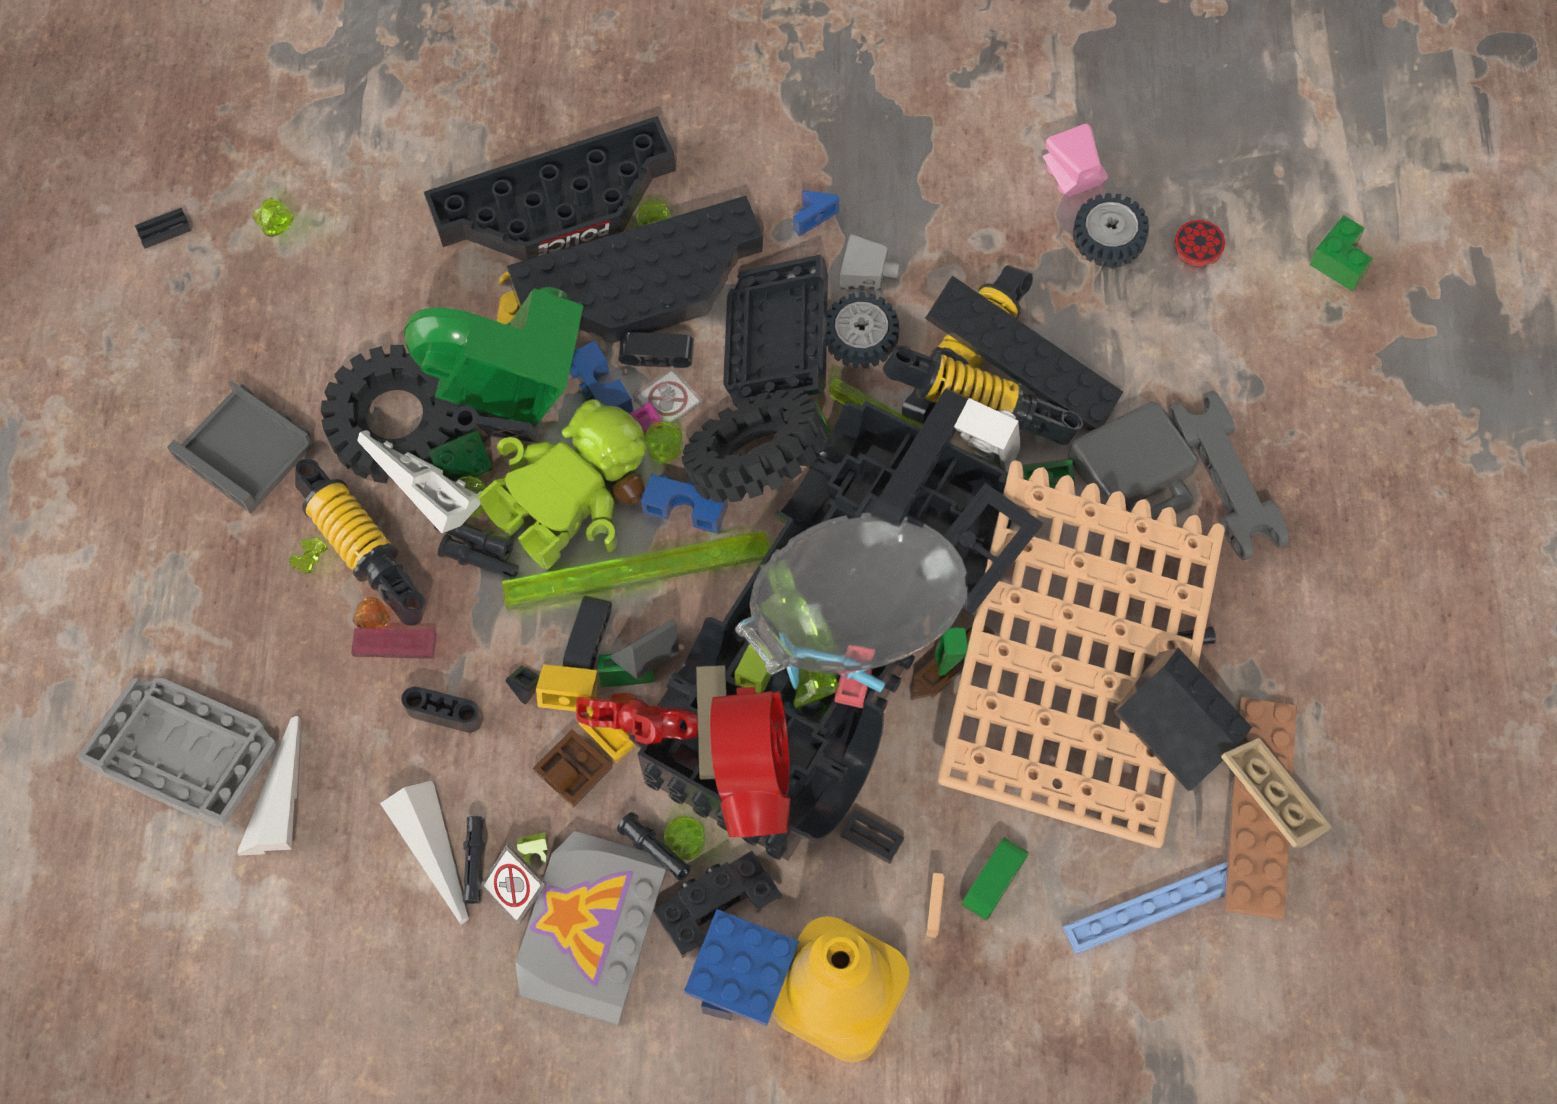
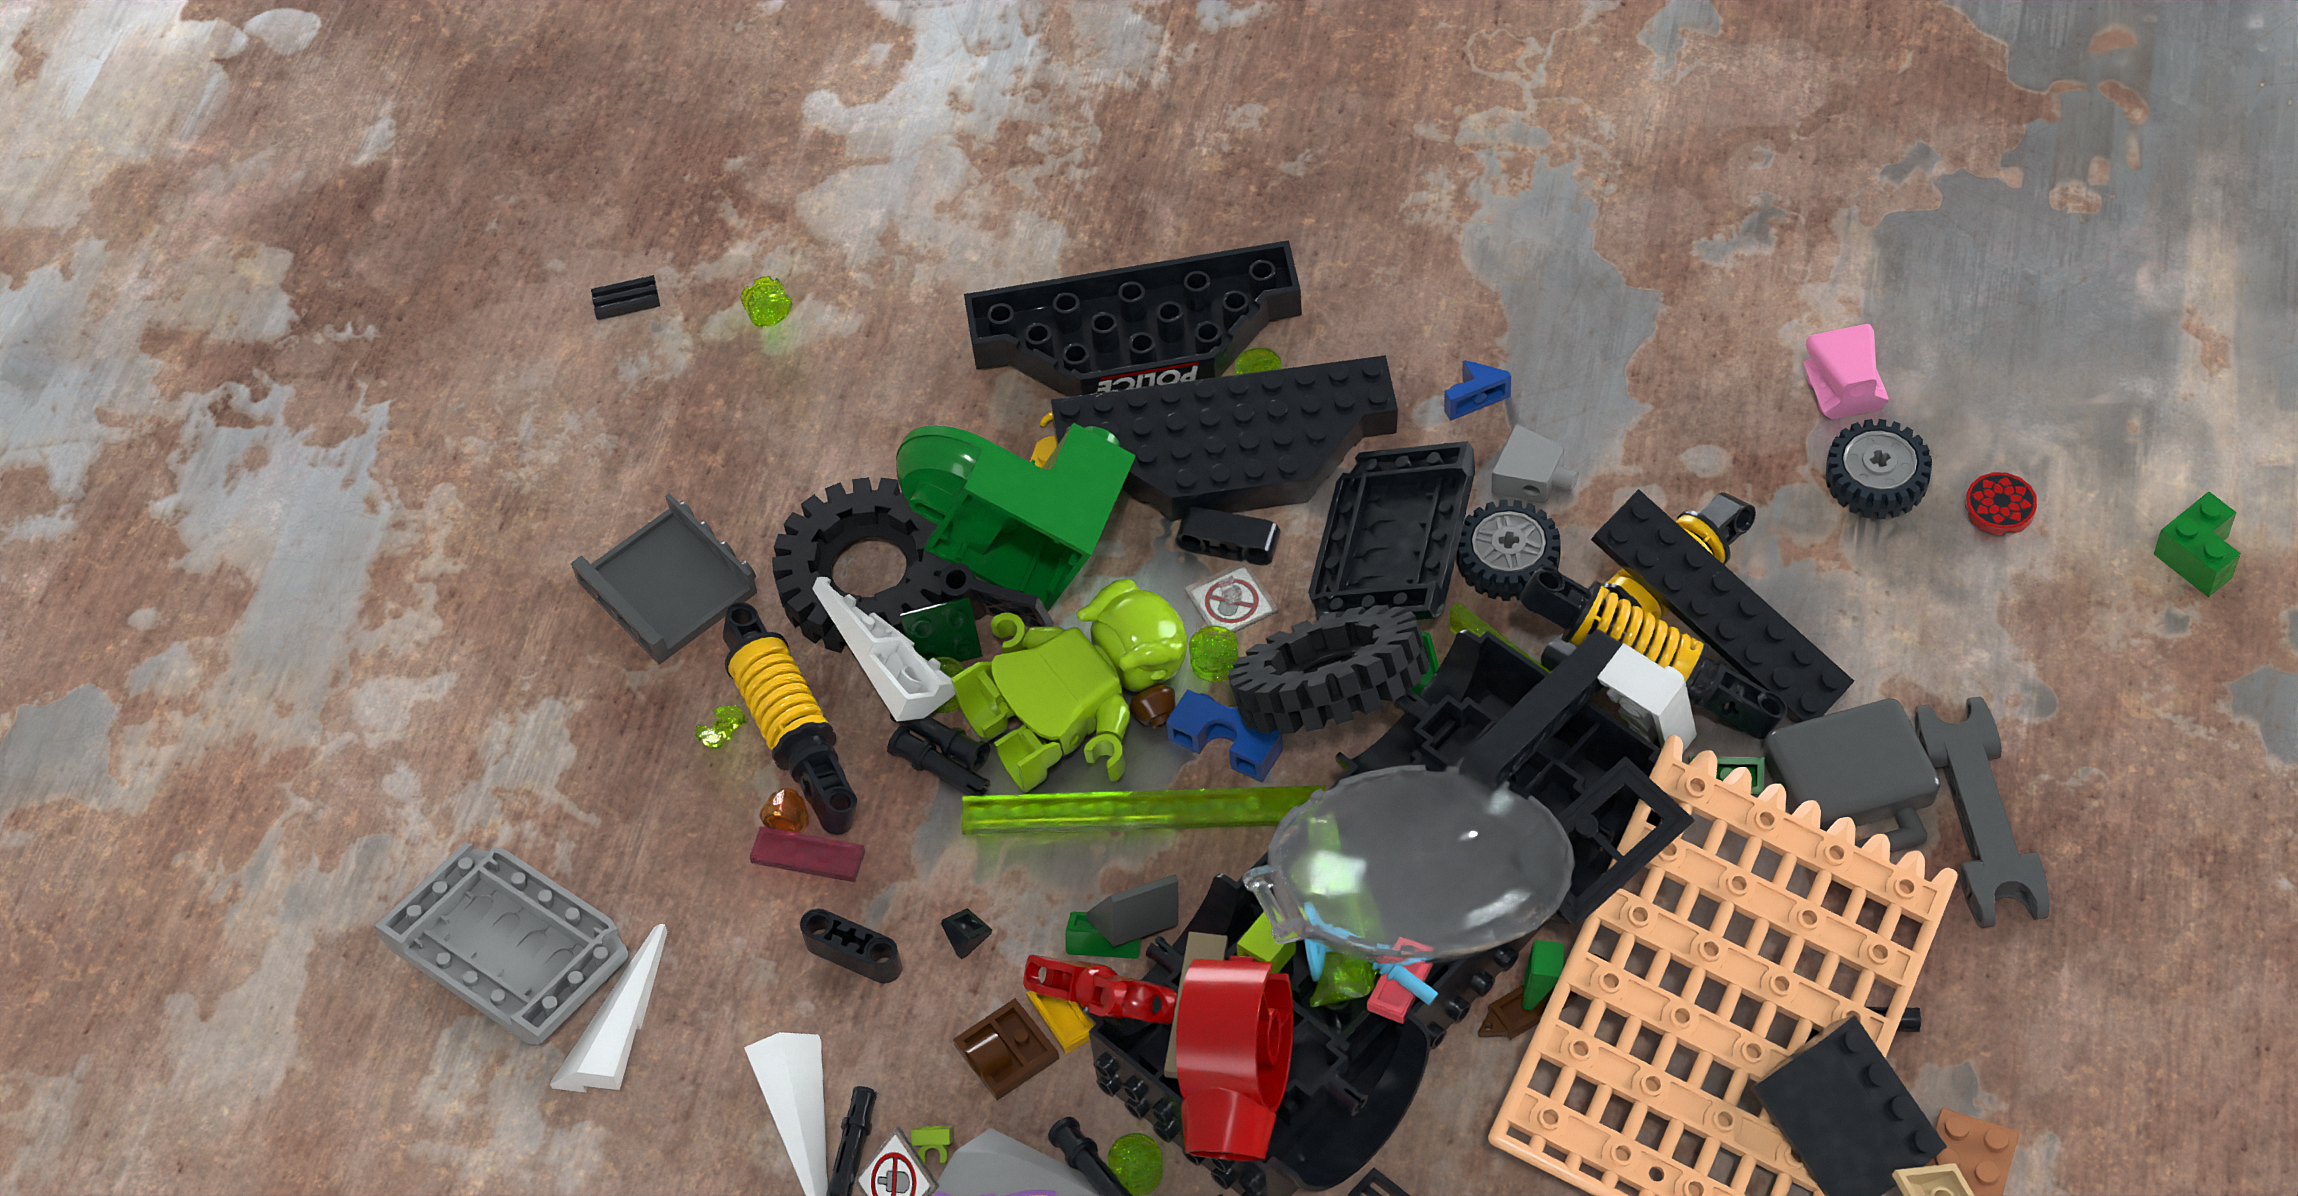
camera: 15 degrees right, 10 degrees down
(562, 686) = (1011, 938): yellow brick -> none
(587, 633) = (1061, 882): black beam -> none
(588, 366) = (1134, 543): blue arch -> none
(646, 416) = (1197, 617): dark pink tile -> none

